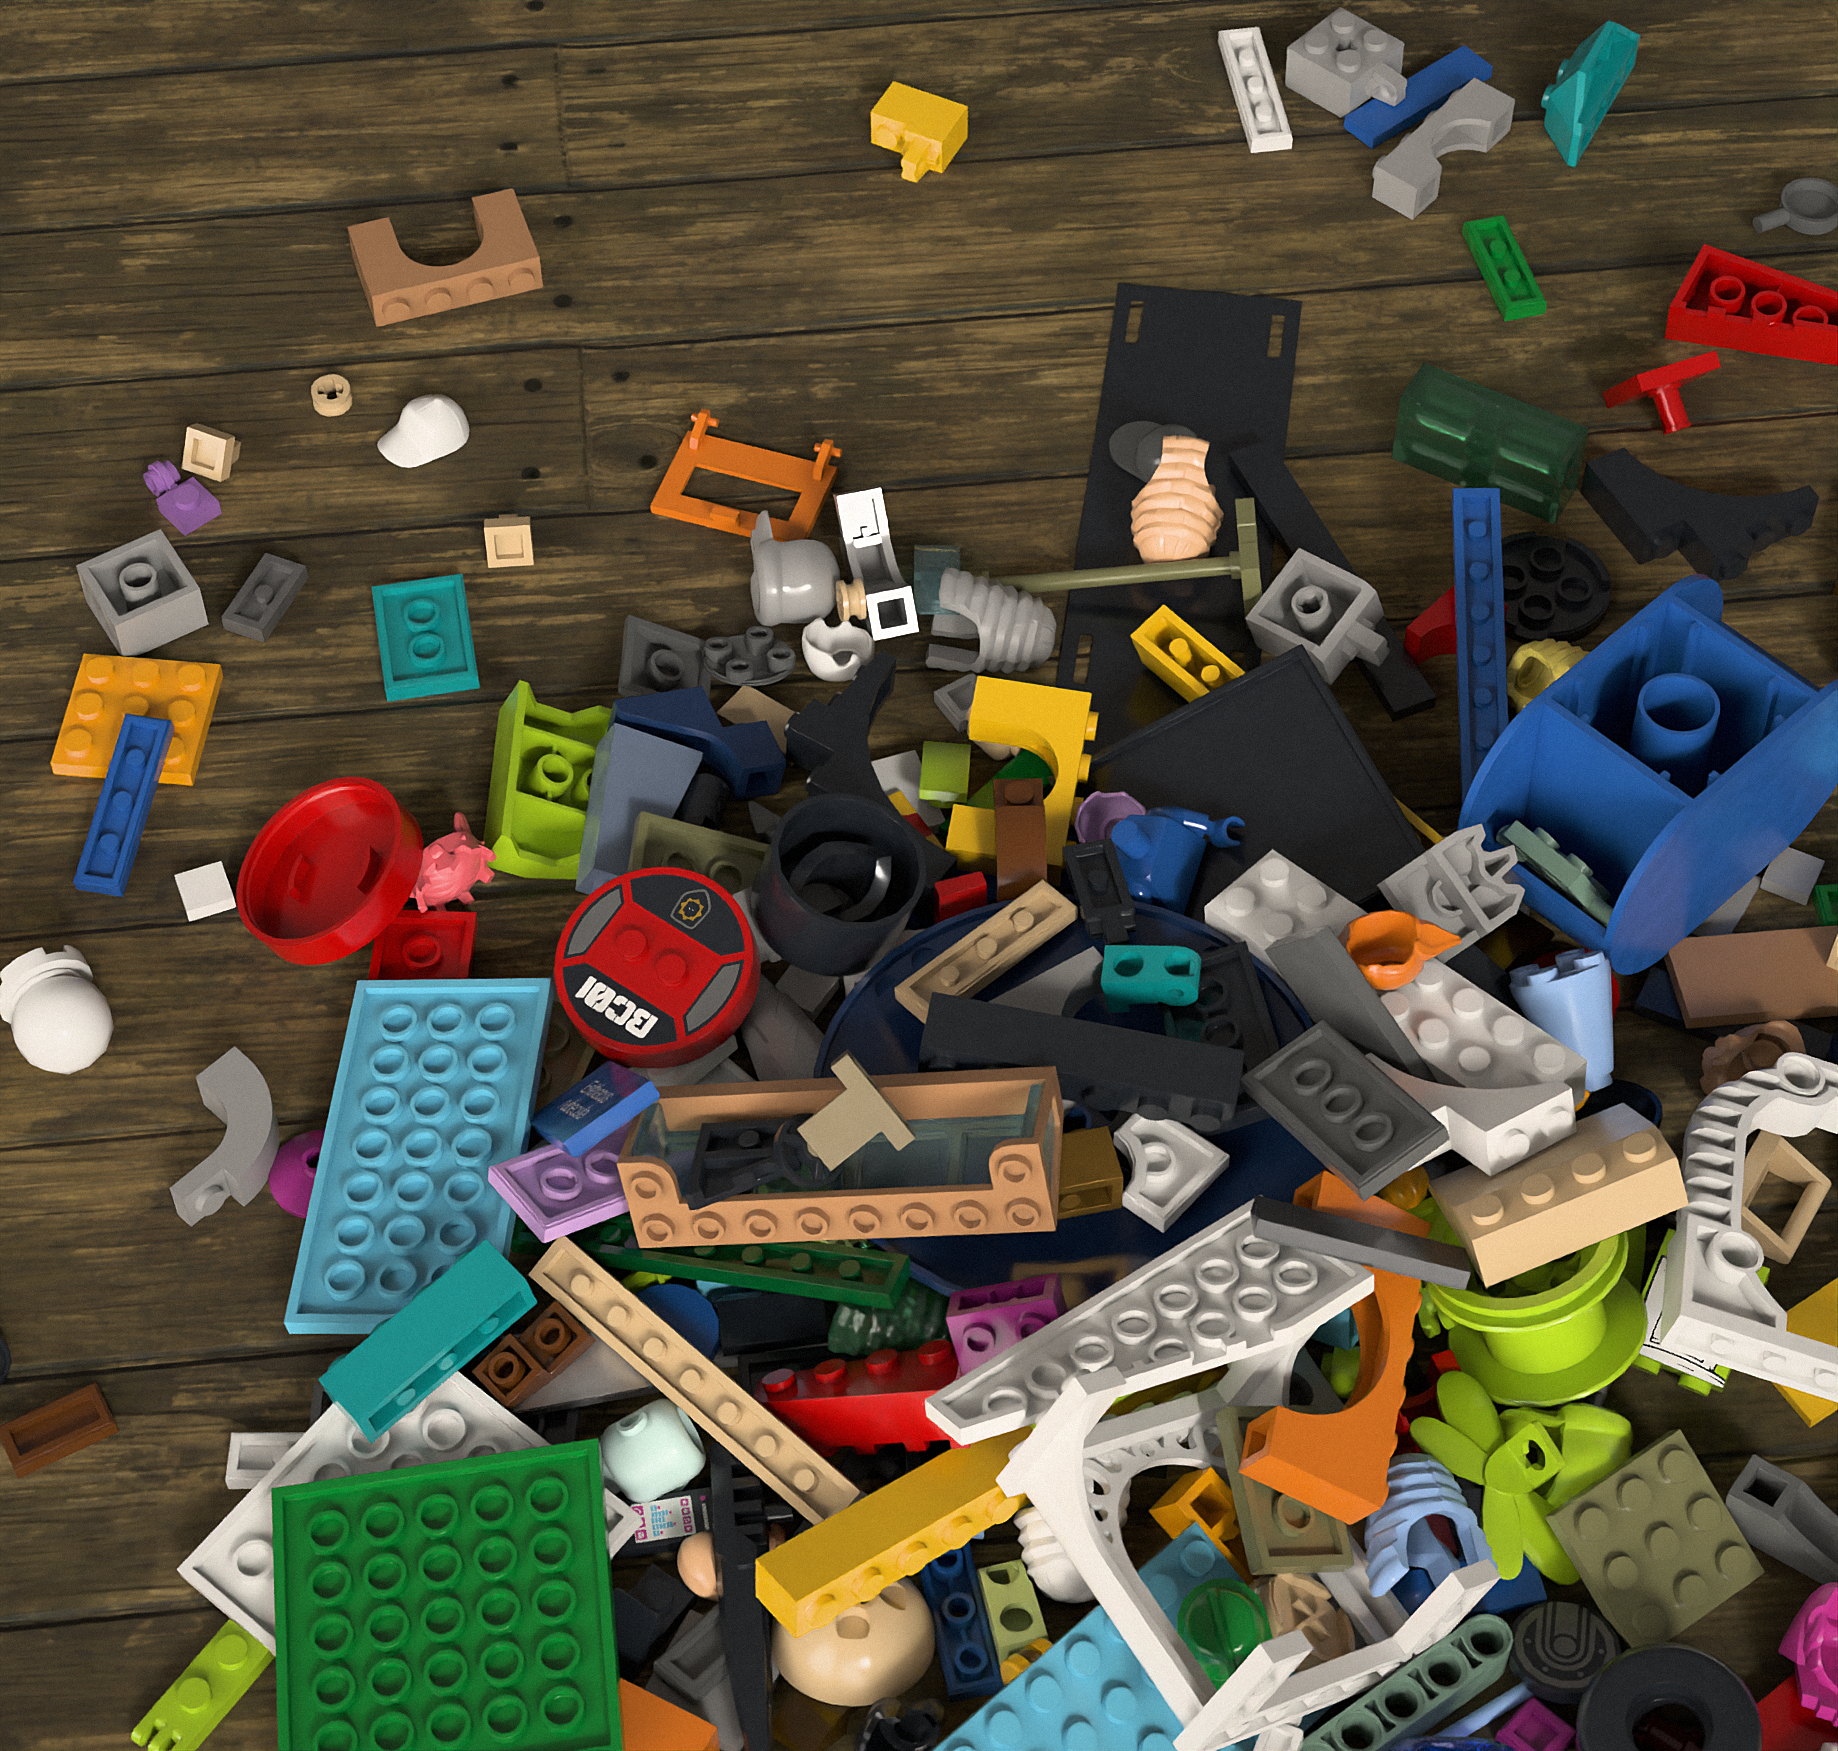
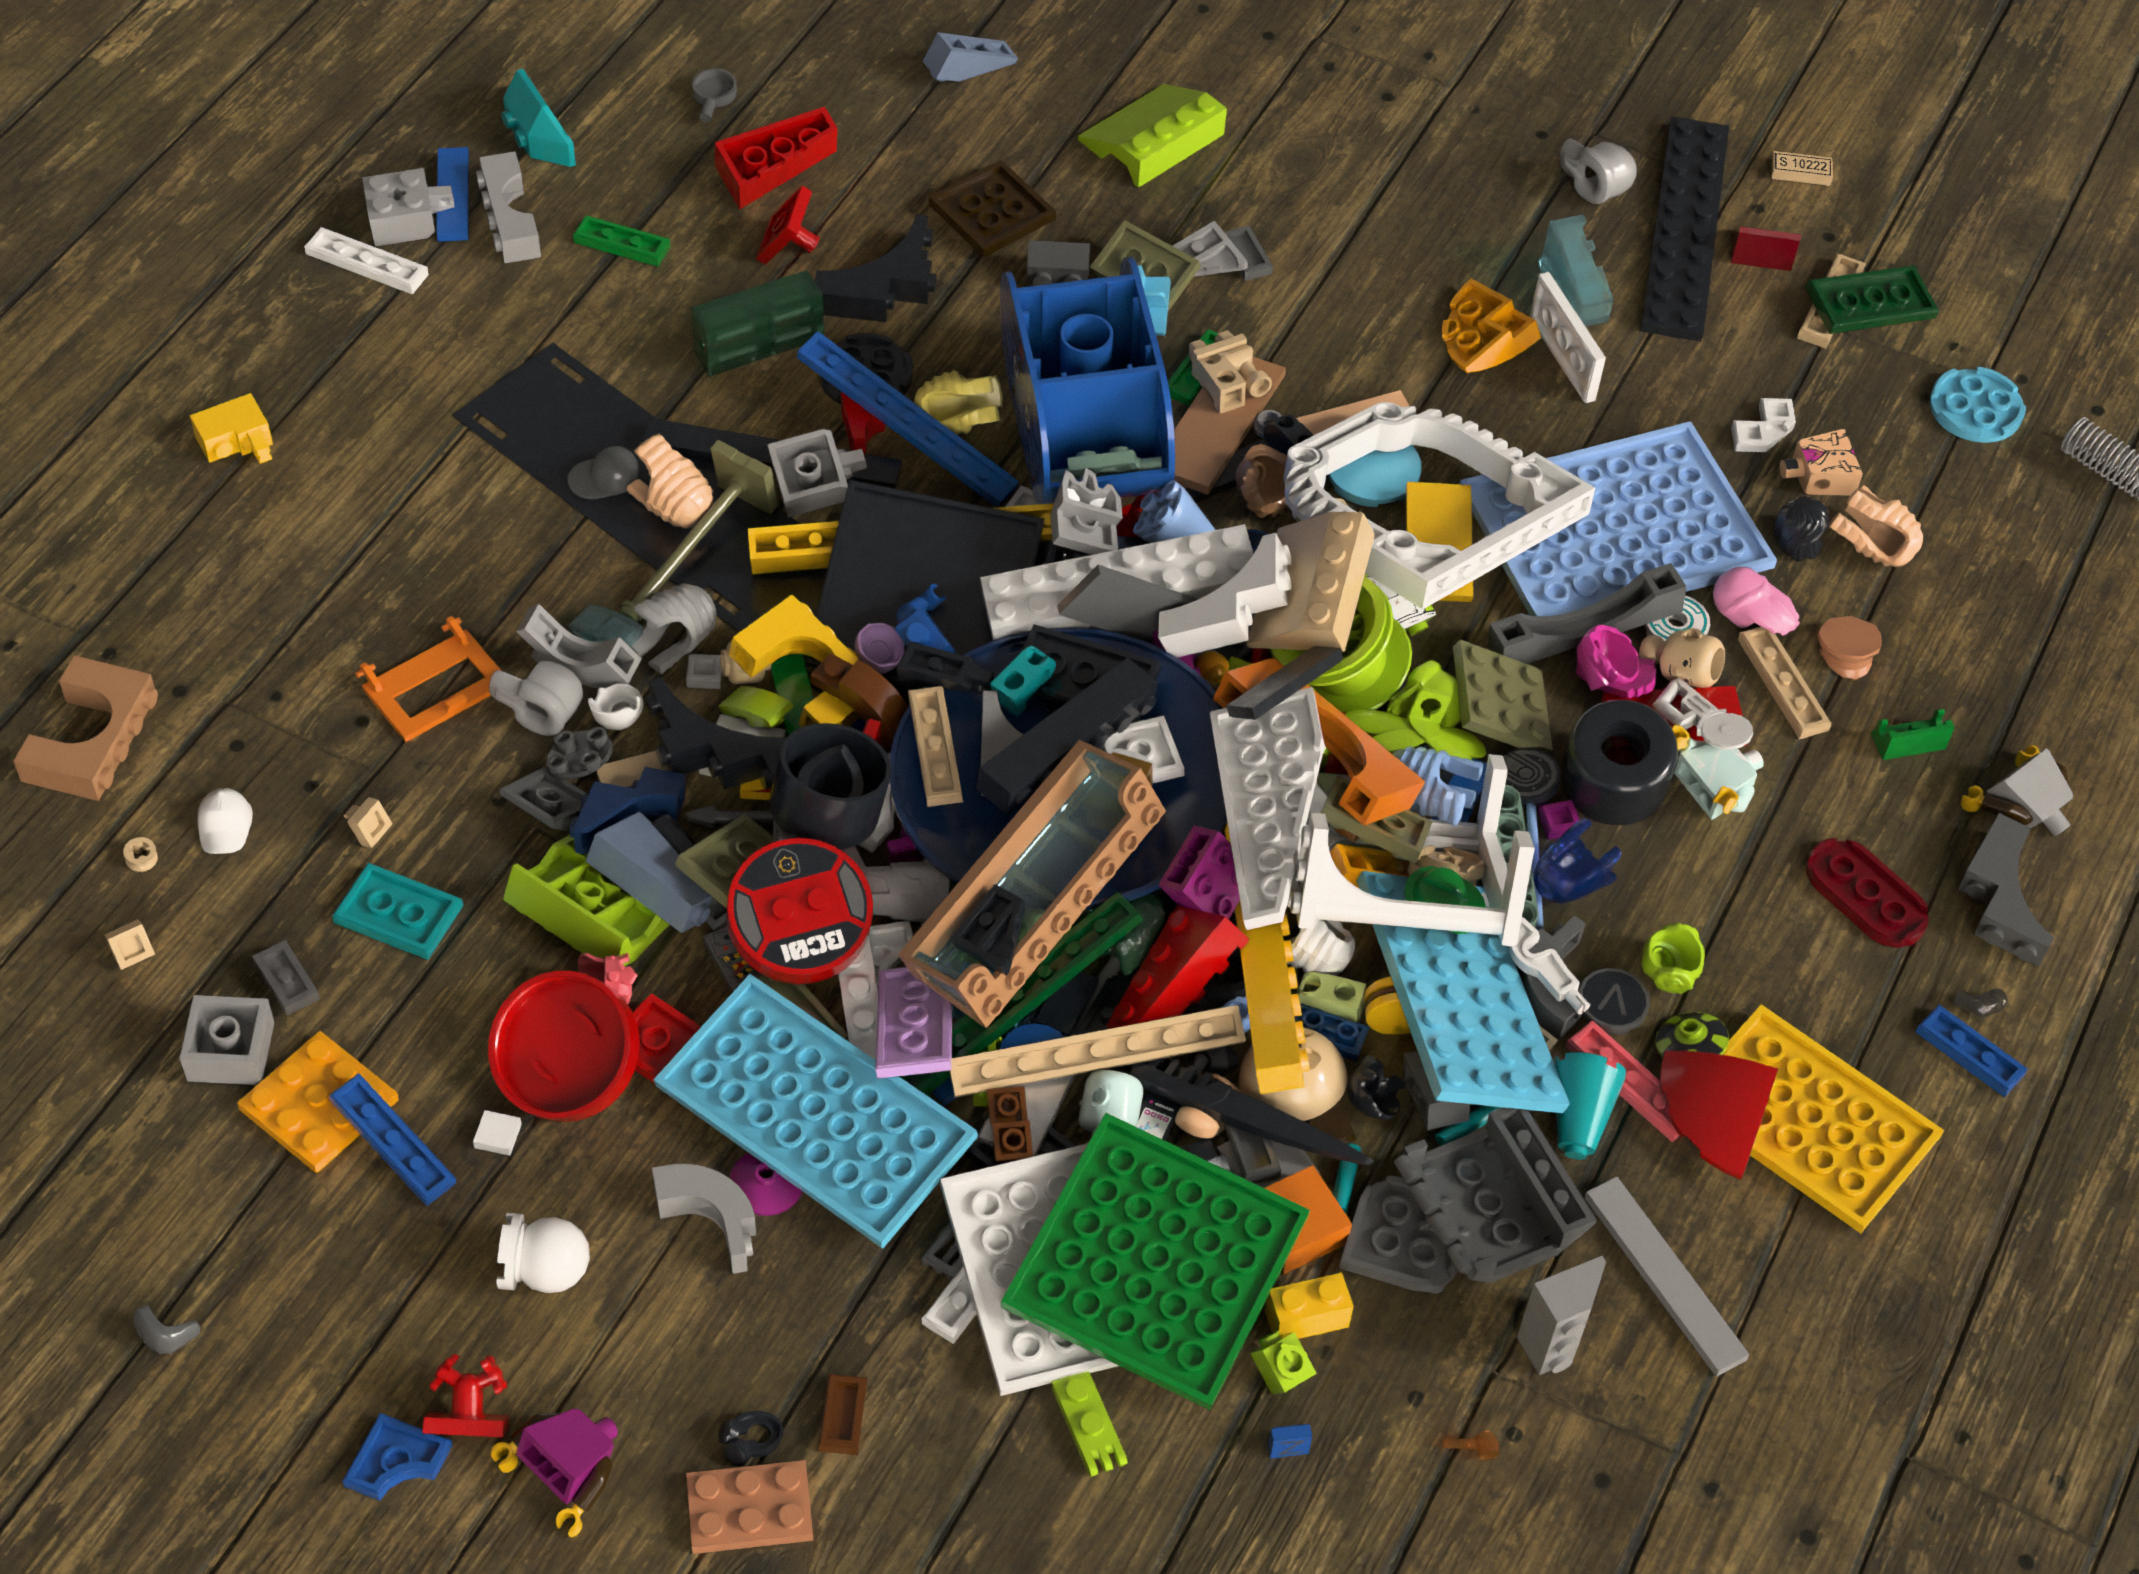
camera: 60 degrees left, 0 degrees up
(185, 504) = (155, 983): medium lavender plate -> none
(427, 1340) = (971, 1164): teal brick -> none
(594, 1108) = (885, 990): blue tile -> none
(841, 1126) = (1032, 862): piece -> none
(851, 599) = (594, 673): tan bush -> none
(1344, 1109) = (1200, 637): dark grey tile -> none
(1393, 946) = (1115, 550): orange piece -> none

